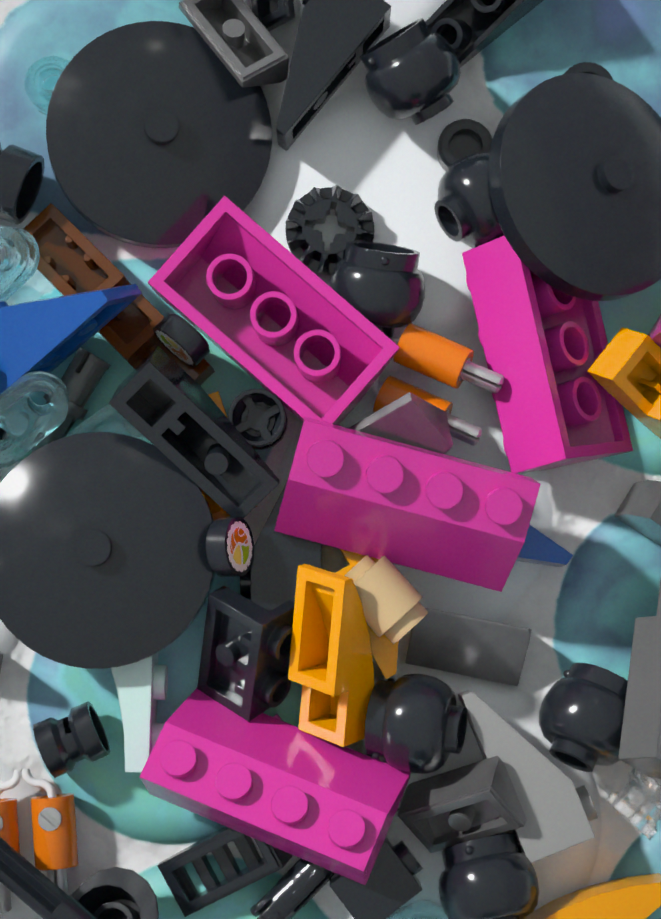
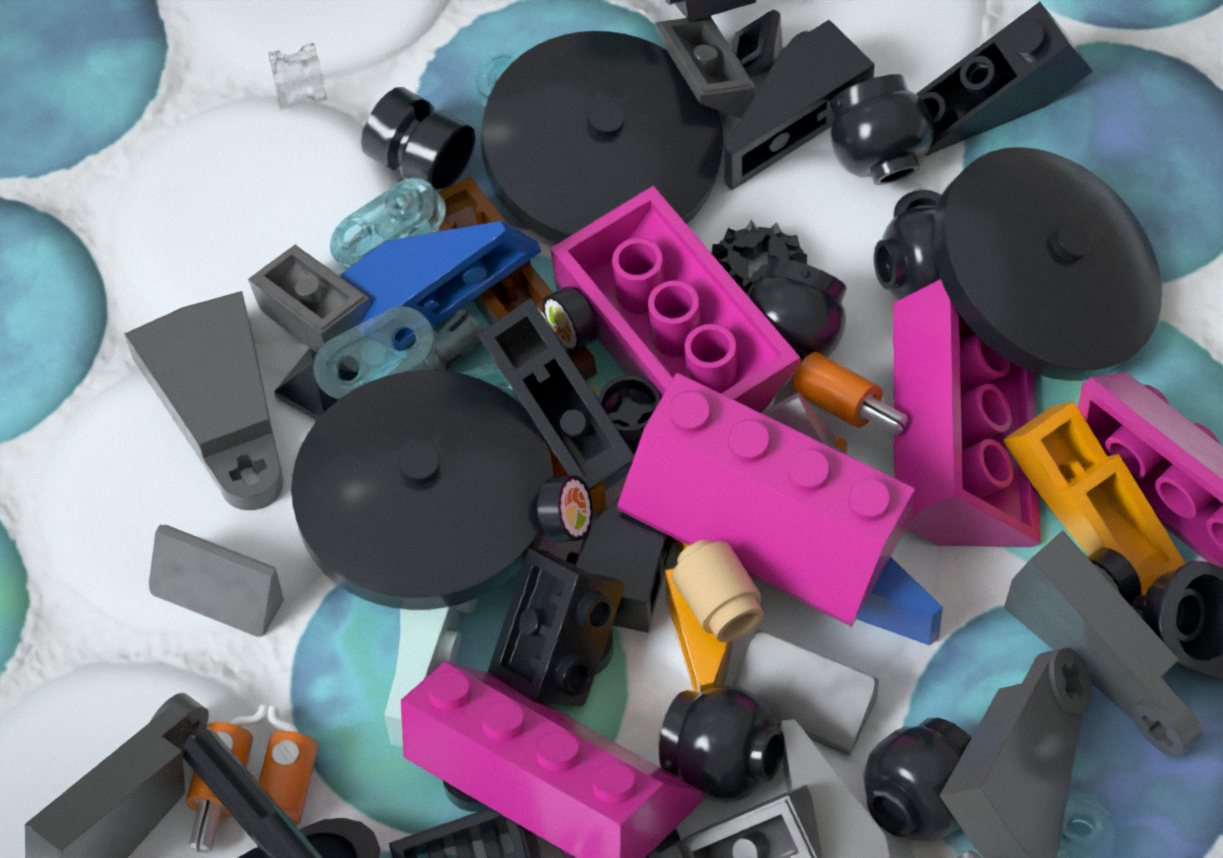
camera: 15 degrees right, 25 degrees down
(71, 739) = (331, 686): black wheel -> none
(330, 656) = (645, 638): light orange slope -> none

